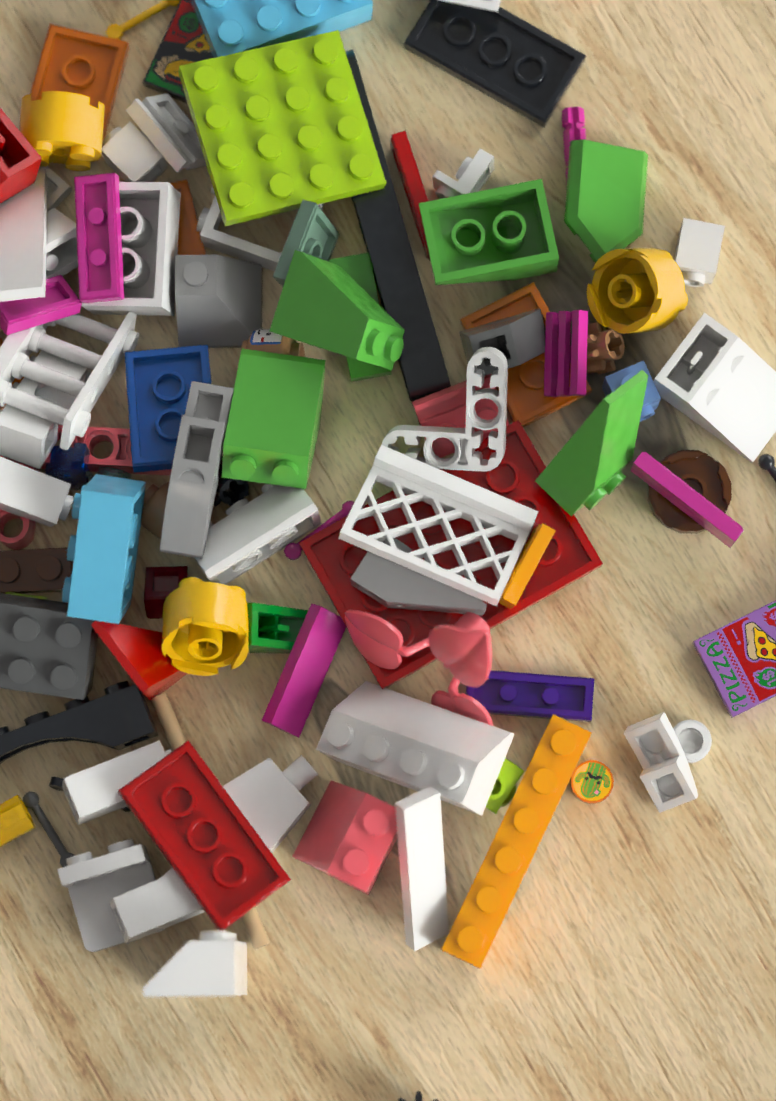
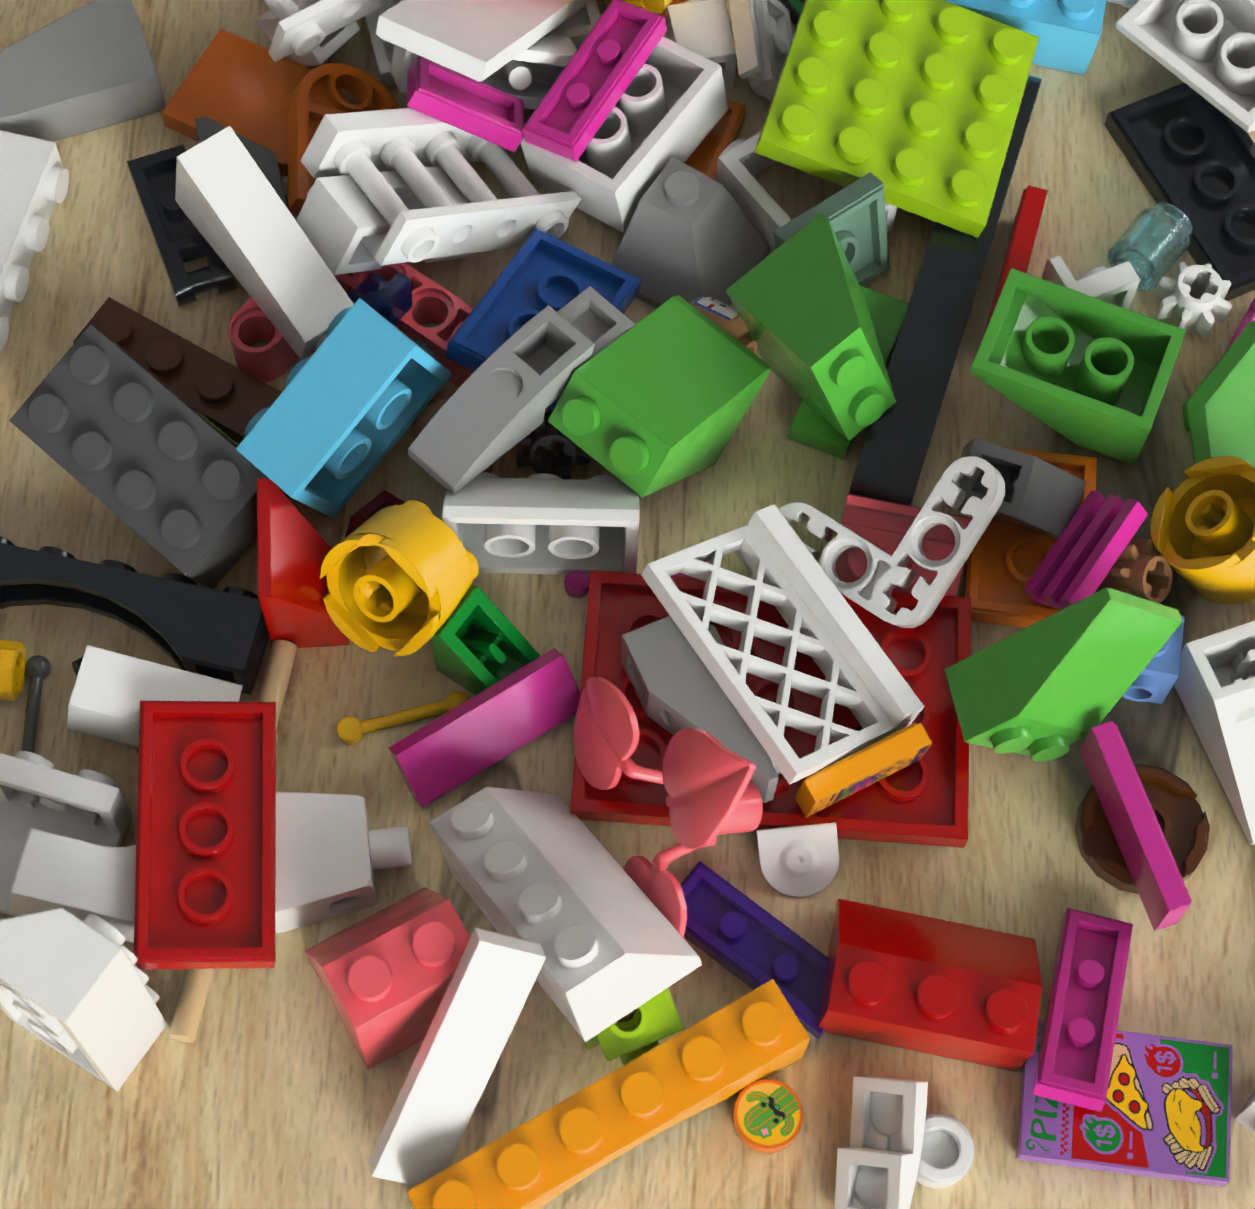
camera: 25 degrees right, 15 degrees down
(228, 718) = (352, 729): none -> yellow hinge
(483, 122) = (1153, 243): none -> clear light blue brick
(519, 632) = (799, 858): none -> white piece
(538, 137) = (1193, 298): none -> white gear
(631, 654) = (931, 986): none -> red slope
(719, 617) = (1083, 1010): none -> dark pink tile

